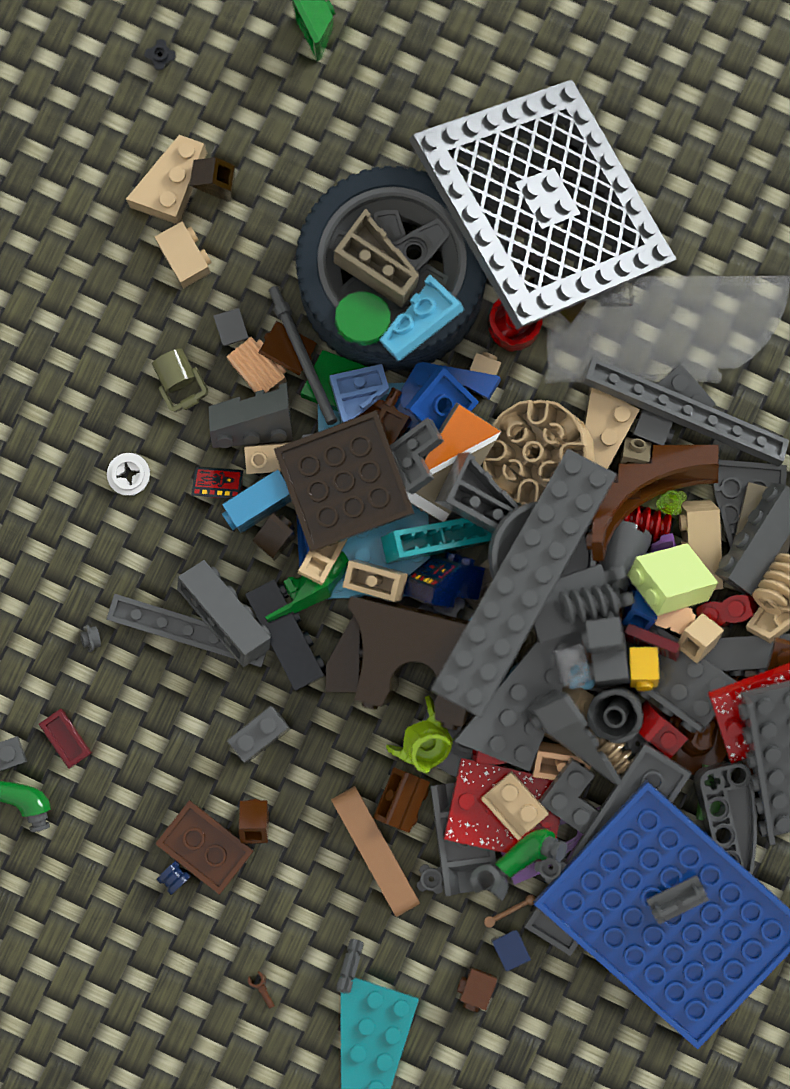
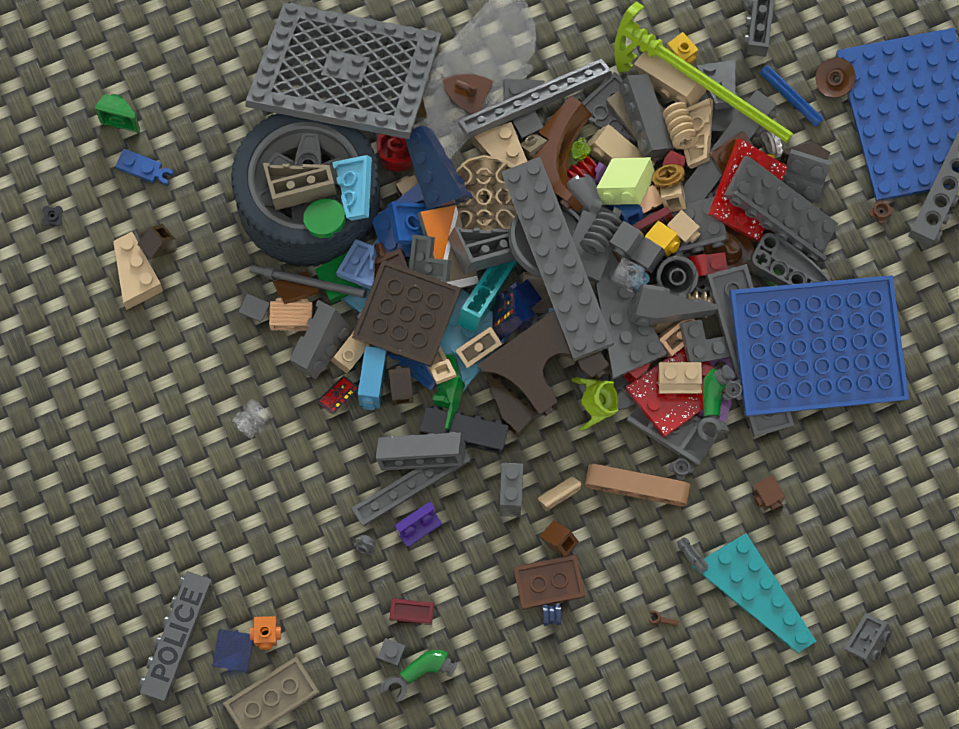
camera: 50 degrees left, 10 degrees down
(117, 468) = (283, 433): white gear -> none
(120, 420) = (251, 418): none -> clear wheel
(152, 673) = (418, 524): none -> dark purple bracket
(175, 374) = (251, 364): olive piece -> none
(183, 255) = (184, 300): tan brick -> none
(283, 95) = (142, 167): none -> blue plate
(302, 780) = (559, 493): none -> tan slope
(402, 800) = (620, 443): reddish brown brick -> none
(490, 921) = (735, 456): medium nougat hinge -> none
(511, 950) = (761, 455): dark blue panel -> none
(516, 380) = (435, 171): none -> dark blue wedge
(637, 338) = (468, 91): none -> reddish brown shield
(674, 680) = (685, 227): none -> tan brick
(677, 899) = (812, 331): dark grey hinge -> none
(711, 607) = (660, 176): none -> pearl gold gear

